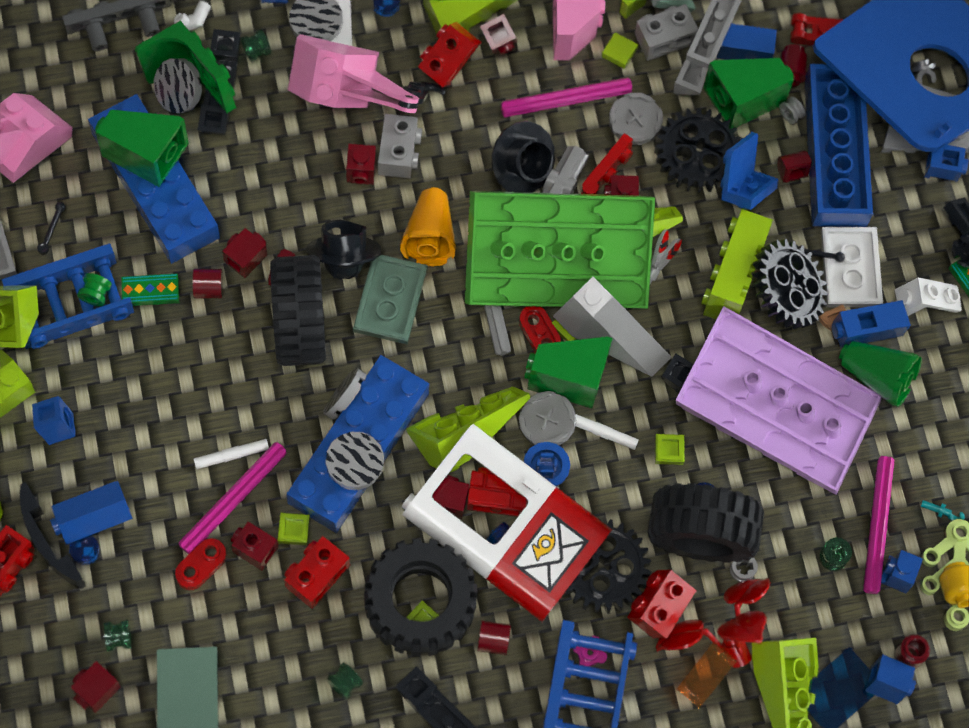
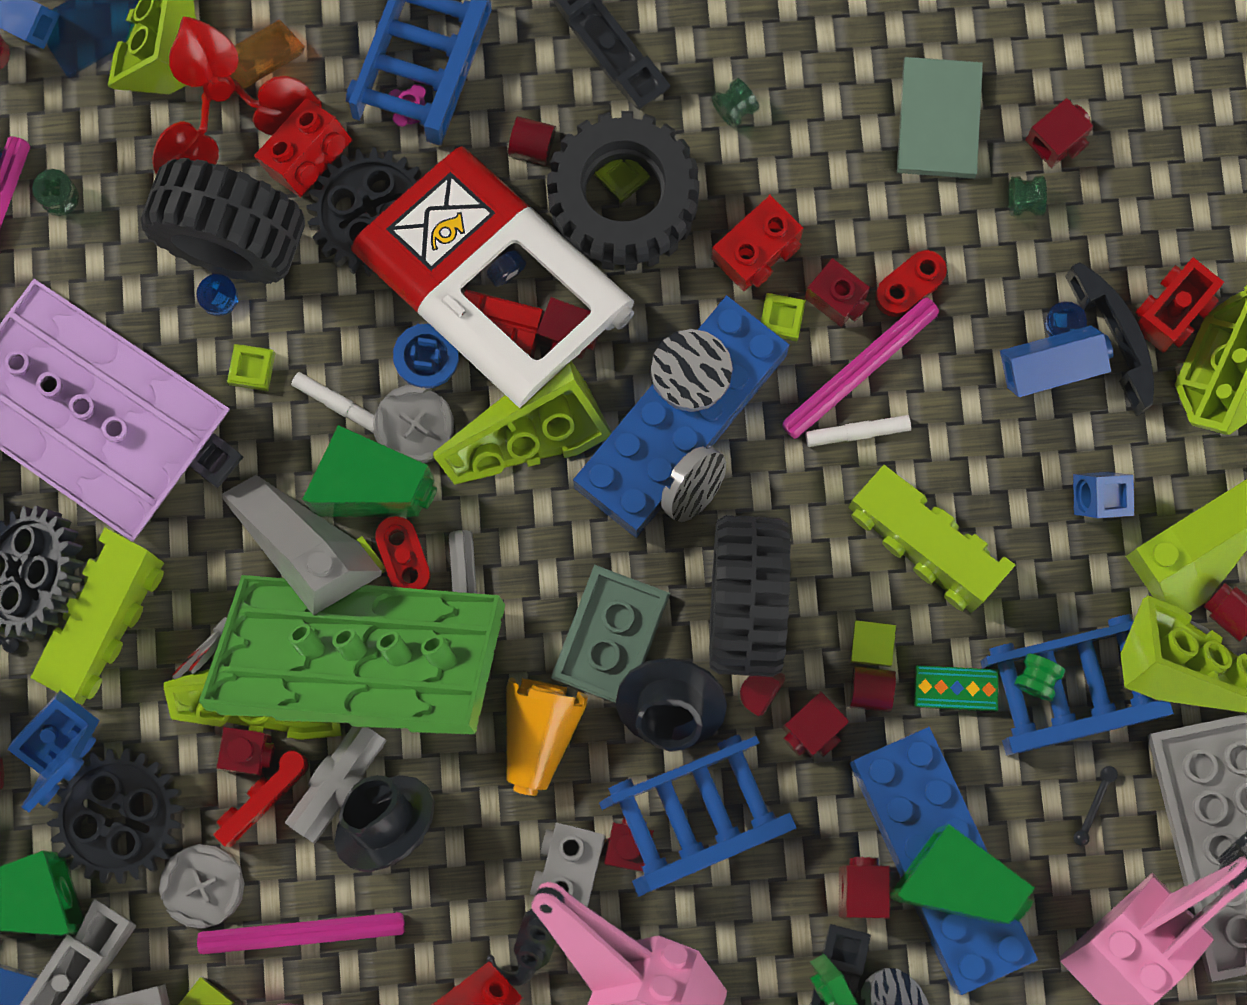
camera: 165 degrees left, 10 degrees up
(174, 377) = (929, 540): none -> lime wedge
(204, 149) = (864, 889): none -> dark red brick
(209, 312) = (873, 643): none -> lime tile
(295, 169) = (693, 855): none -> blue fence

